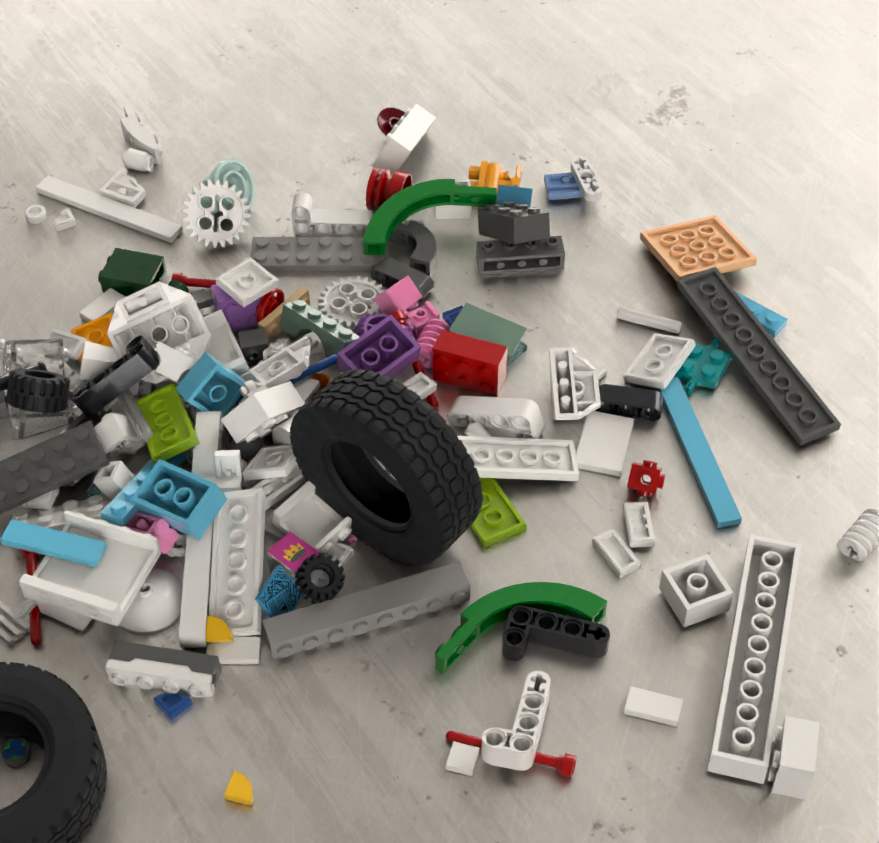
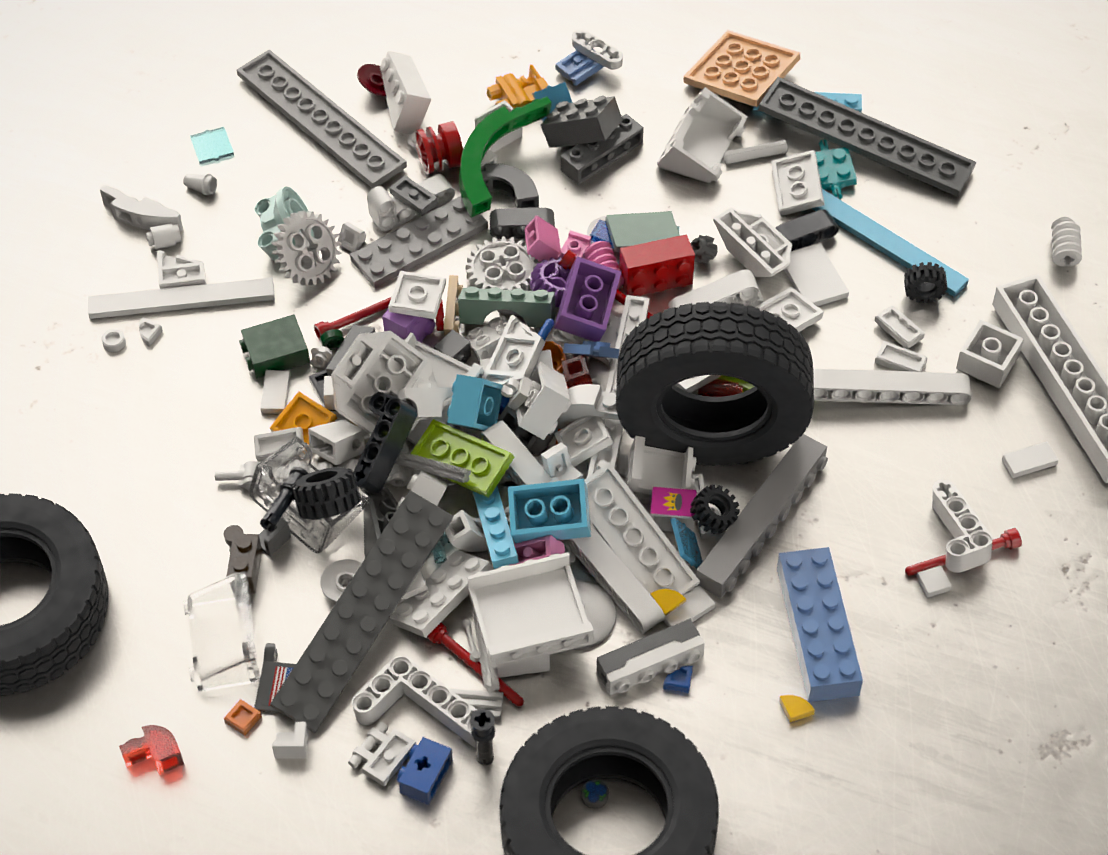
camera: 35 degrees left, 5 degrees up
(53, 543) = (479, 609): medium azure tile -> none
(202, 138) = (203, 183): none -> white cone
(238, 116) = (211, 145): none -> clear light blue piece
(266, 225) = (351, 236): none -> white tile
(321, 731) = (819, 625): none -> medium blue brick
(330, 135) = (322, 119): none -> light grey plate
(331, 214) = (413, 195): none -> dark grey plate
(497, 605) = (890, 423): green arch -> none
(526, 371) = (704, 248): none -> dark grey gear
(566, 560) = (891, 386): none -> white beam
(588, 640) = (897, 451): black beam -> none
(609, 285) = (702, 138): none -> white windscreen
(637, 481) = (875, 286): red brick -> none
(692, 498) = (916, 284): none -> black tyre

